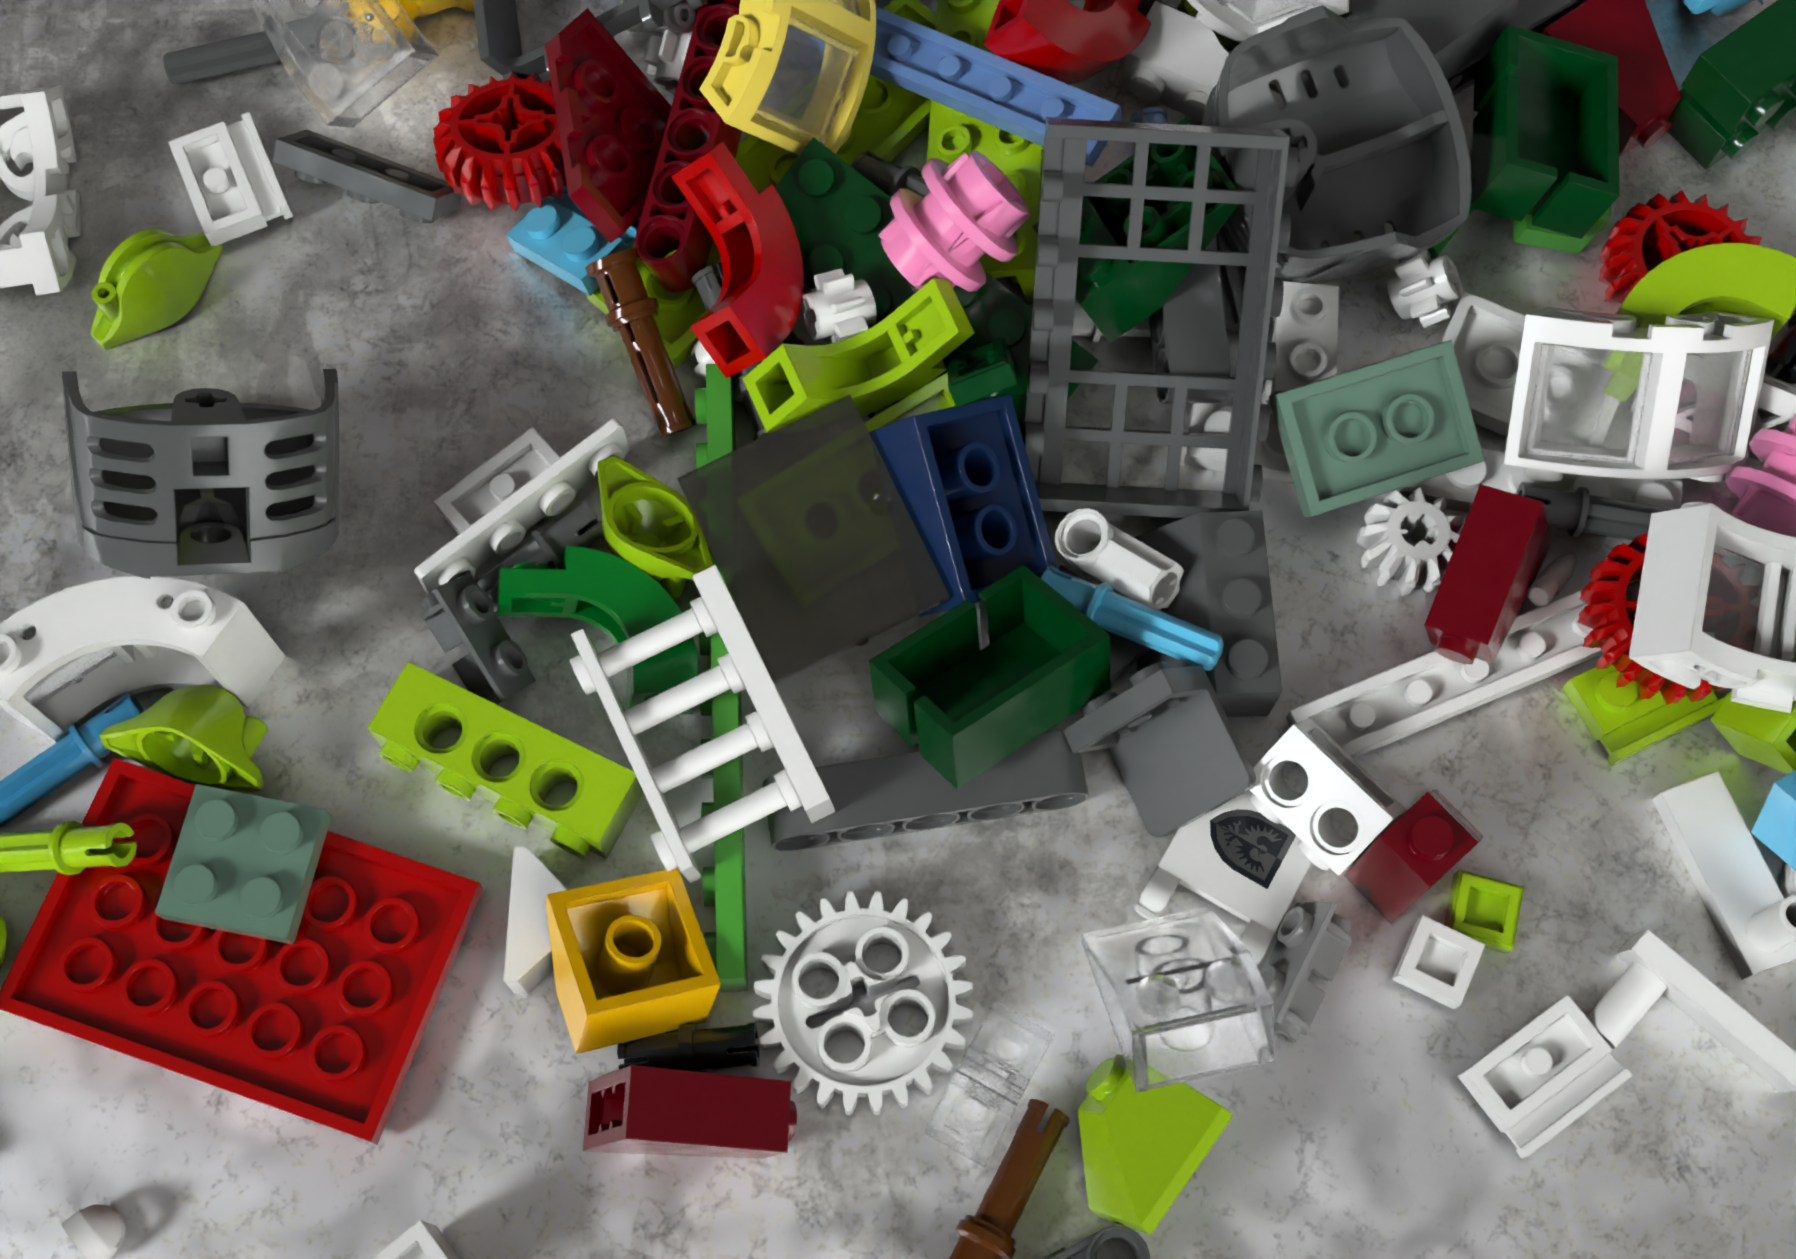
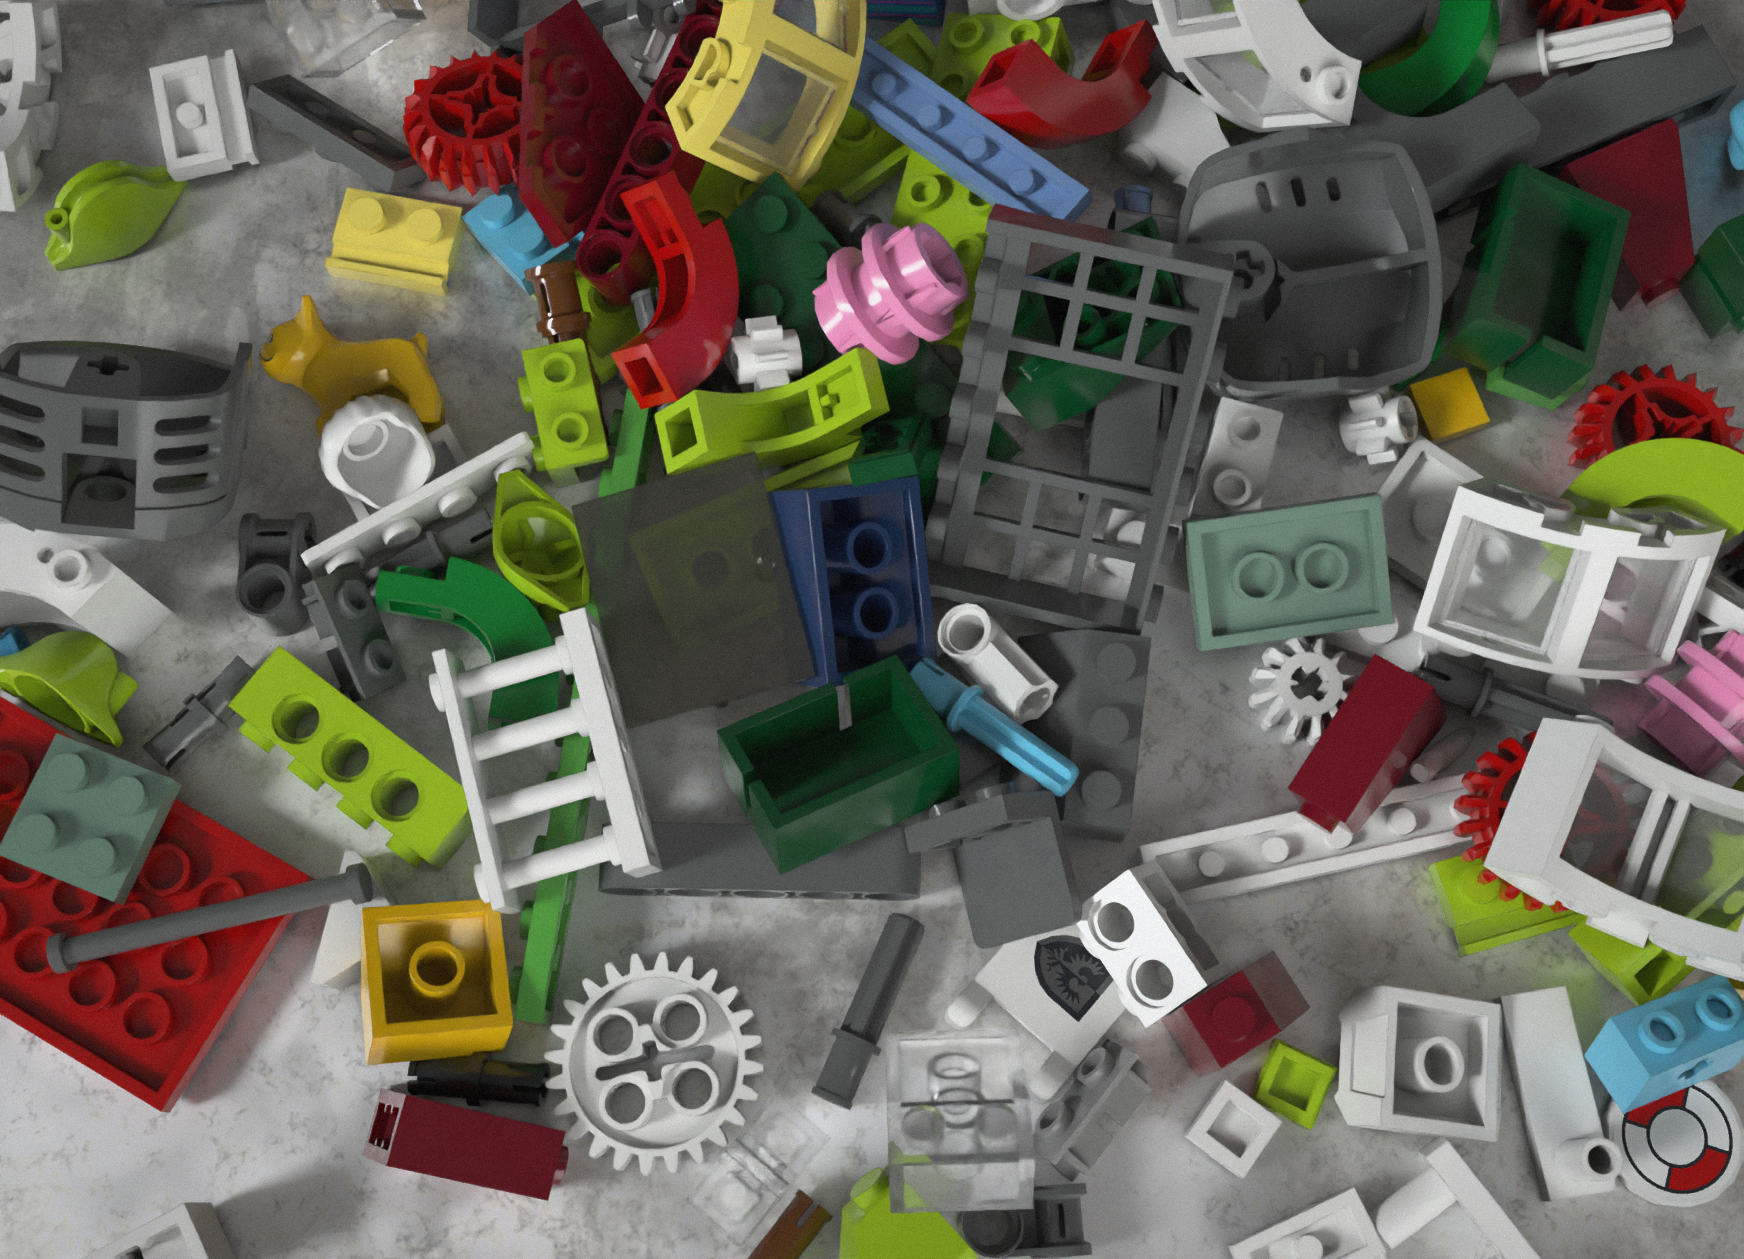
camera: 15 degrees right, 5 degrees up
(249, 996) = (67, 951): none -> dark grey bar
(336, 749) = (199, 718): none -> dark grey pin
(383, 588) = (273, 563): none -> dark grey piece
(429, 398) = (339, 371): none -> yellow animal
(444, 269) = (396, 241): none -> light yellow plate
(472, 457) = (376, 450): none -> white hair
(649, 393) = (565, 408): none -> lime bracket
(1062, 917) = (869, 1011): none -> dark grey axle
(1275, 1089) = (1036, 1230): none -> dark grey piece
(1485, 263) = (1448, 406): none -> yellow tile
(1600, 865) = (1421, 1063): none -> white slope

